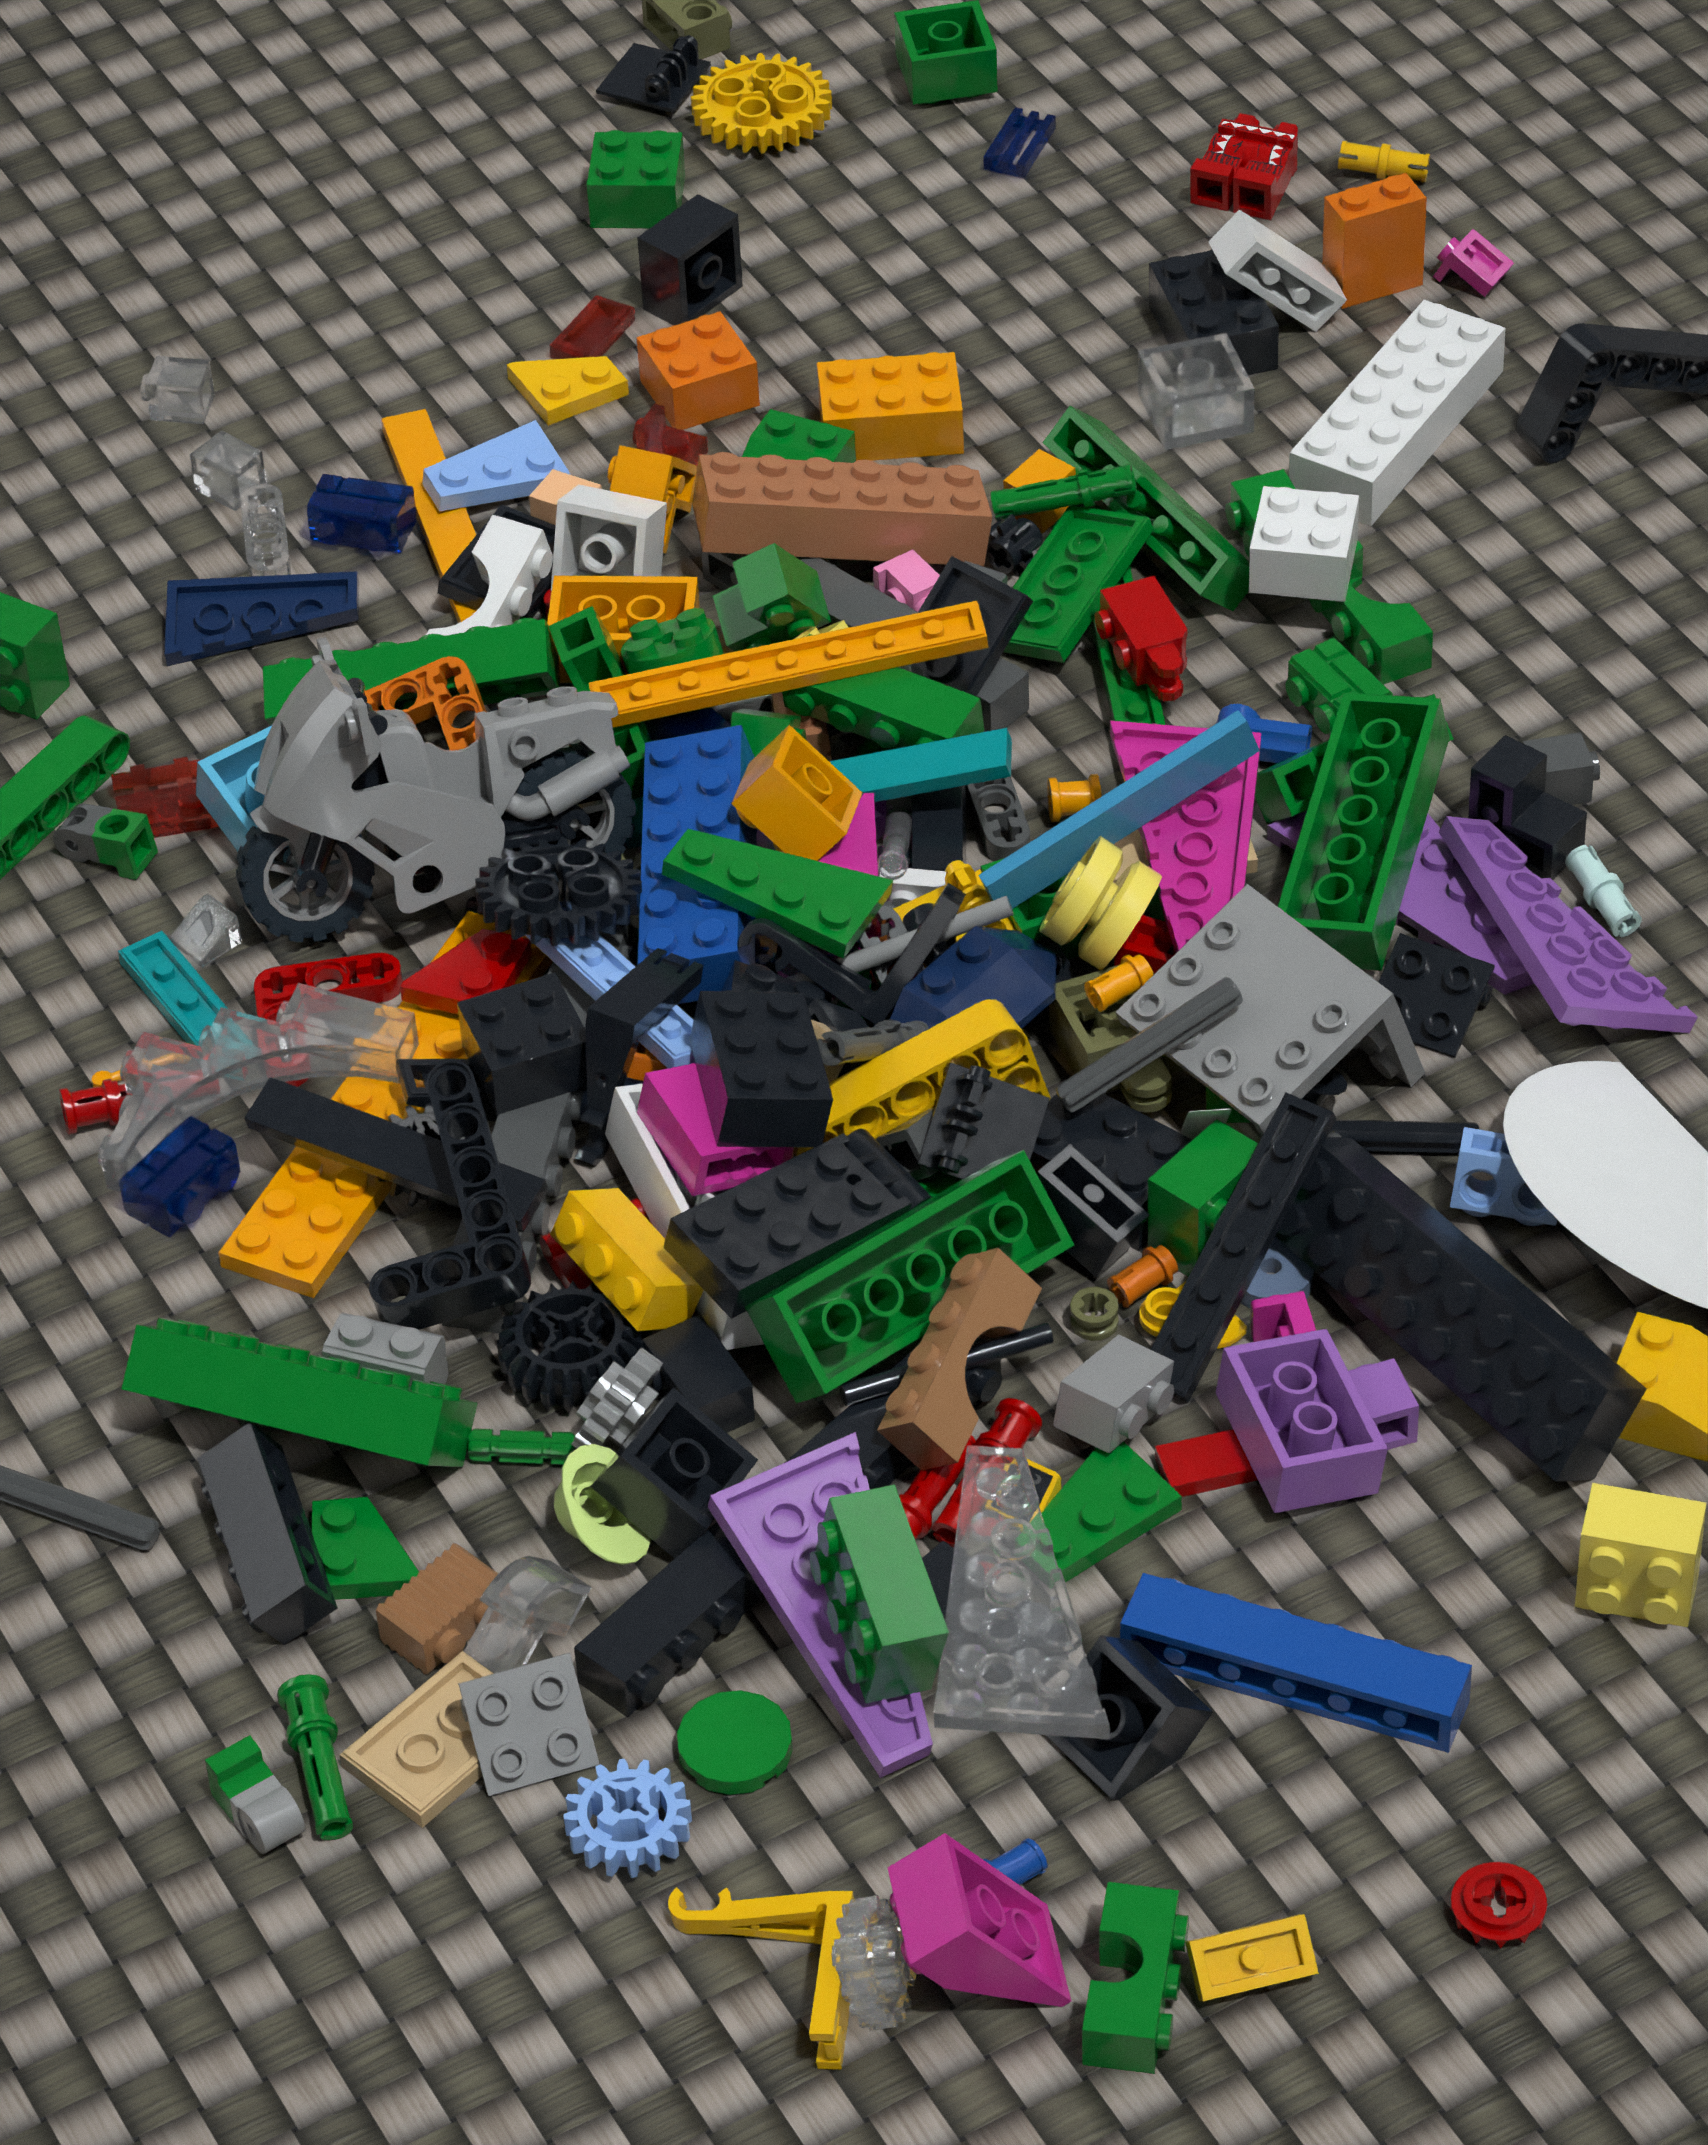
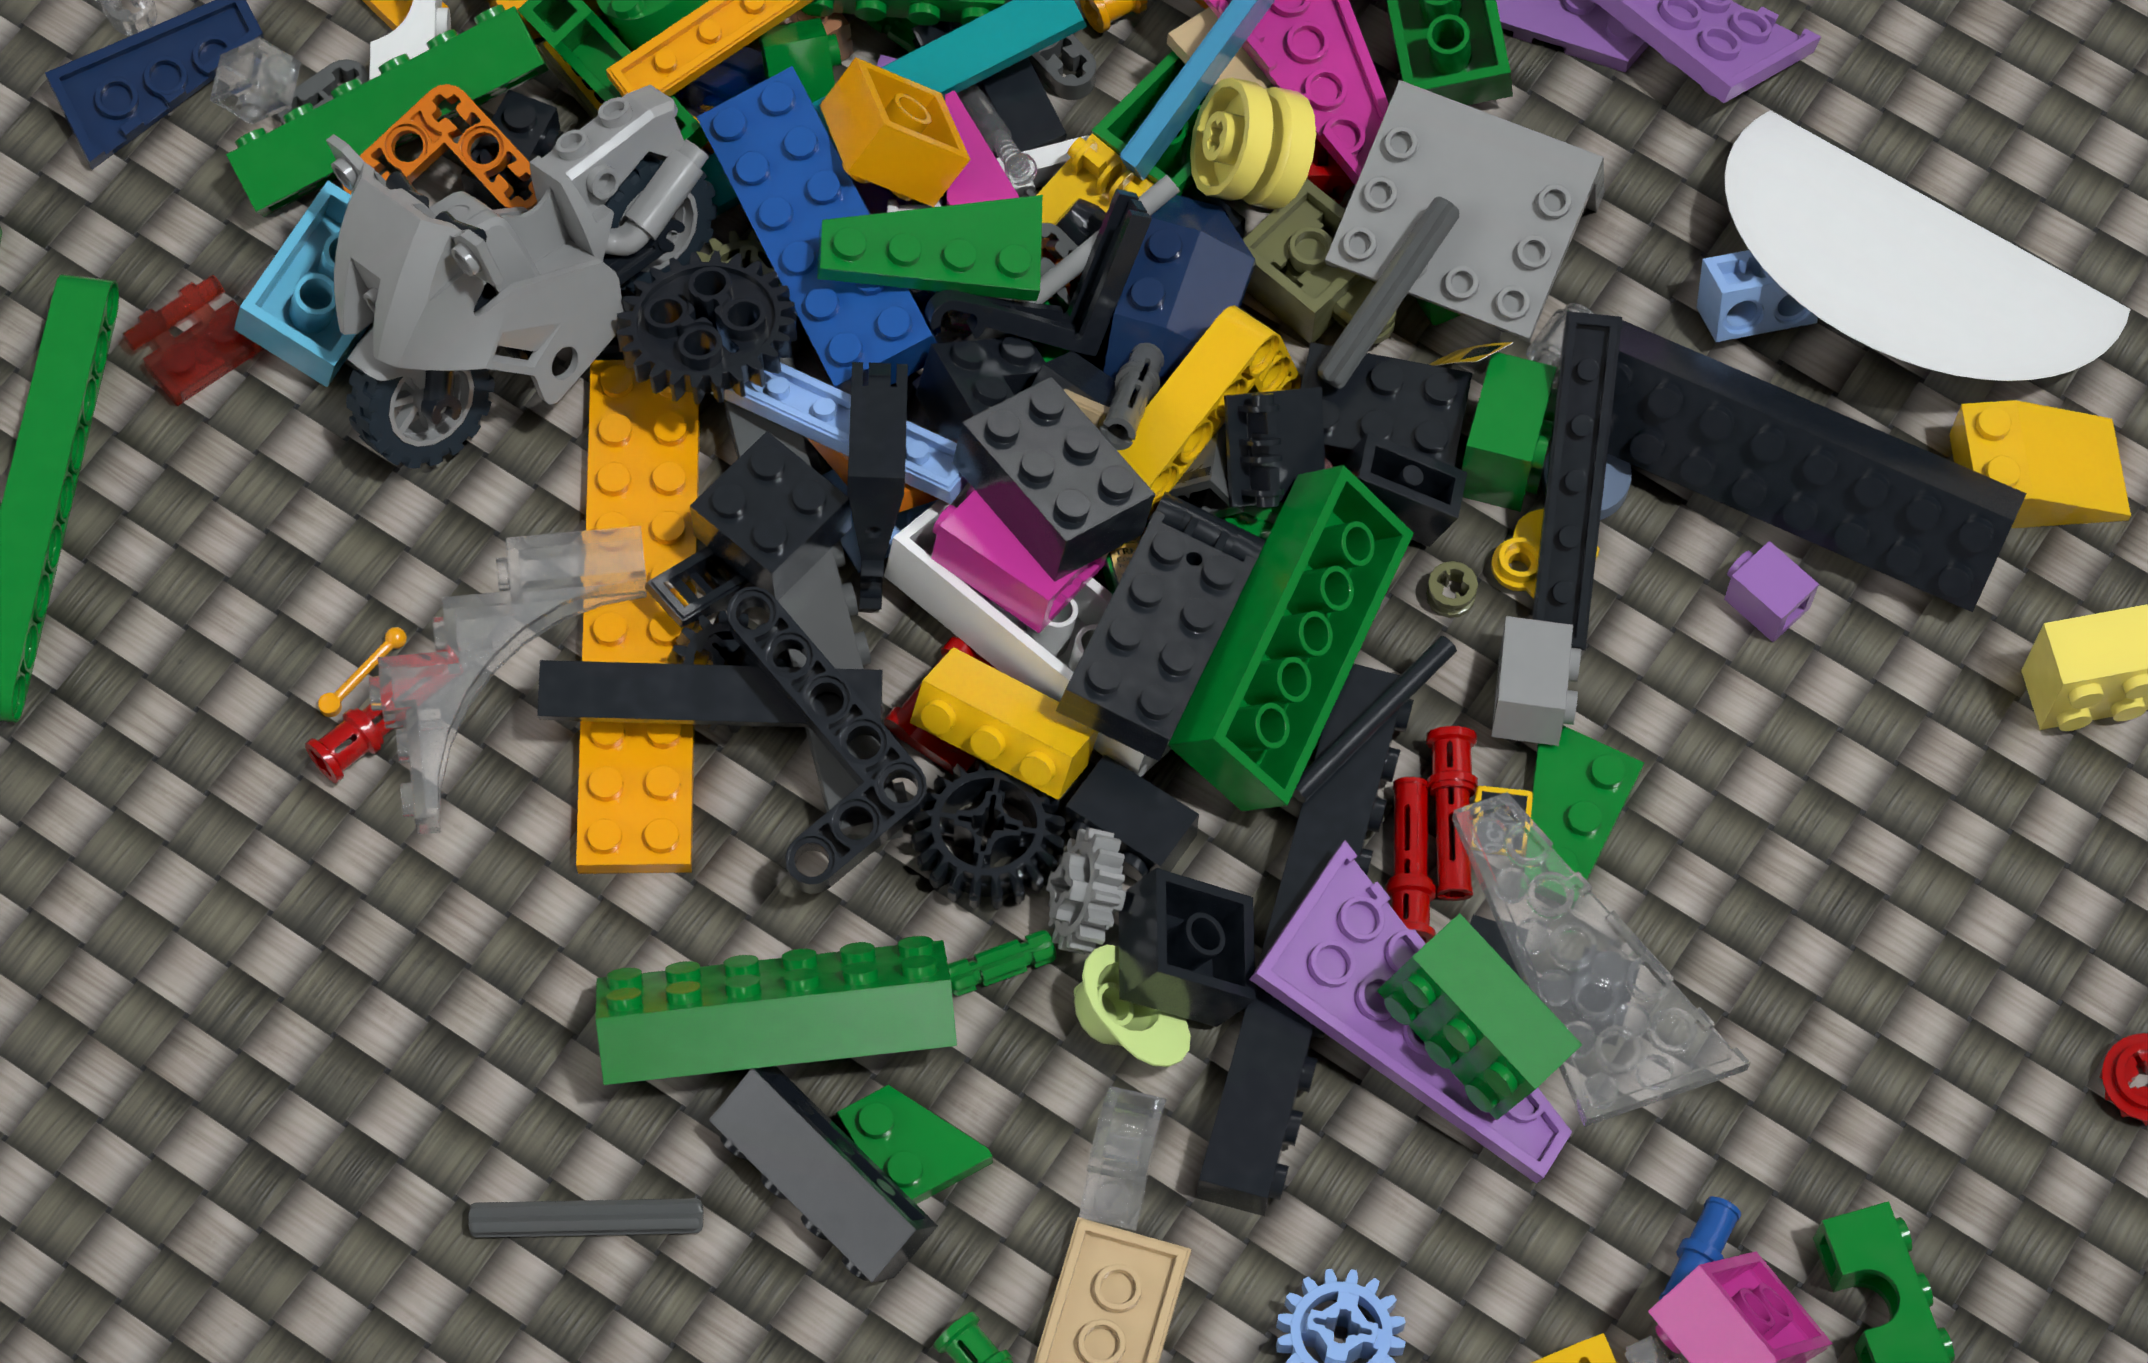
camera: 30 degrees left, 20 degrees up
(107, 838) = (166, 415): green leg -> none
(172, 985) = (355, 573): teal tile -> none
(180, 1176) = (488, 793): clear blue brick -> none
(207, 931) = (335, 486): clear slope -> none
(330, 620) = (255, 80): none -> clear brick
(342, 969) = (474, 539): red beam -> none
(388, 1347) = (821, 920): light grey brick -> none
(436, 1609) = (1036, 1182): medium nougat brick -> none
(468, 970) = (648, 447): red wing -> none
(528, 1724) = (1194, 1276): light grey hinge -> none
(734, 1742) = (1384, 1203): green tile -> none
(931, 1409) = (1395, 779): medium nougat arch -> none
(1118, 982) = (1316, 213): light orange pin -> none
(1143, 1275) = (1481, 519): orange pin -> none
(1148, 1715) = (1749, 1013): black slope -> none
(1204, 1463) = (1648, 706): red tile -> none
(1251, 1957) = (1974, 1233): yellow plate -> none
(1280, 1316) = (1653, 537): dark pink bracket -> none
(1300, 1662) = (1844, 901): blue brick -> none
(1301, 1420) = (1719, 642): medium lavender brick -> none
(1404, 1135) = (1623, 276): black axle -> none
(1436, 991) = (1572, 99): black hinge -> none

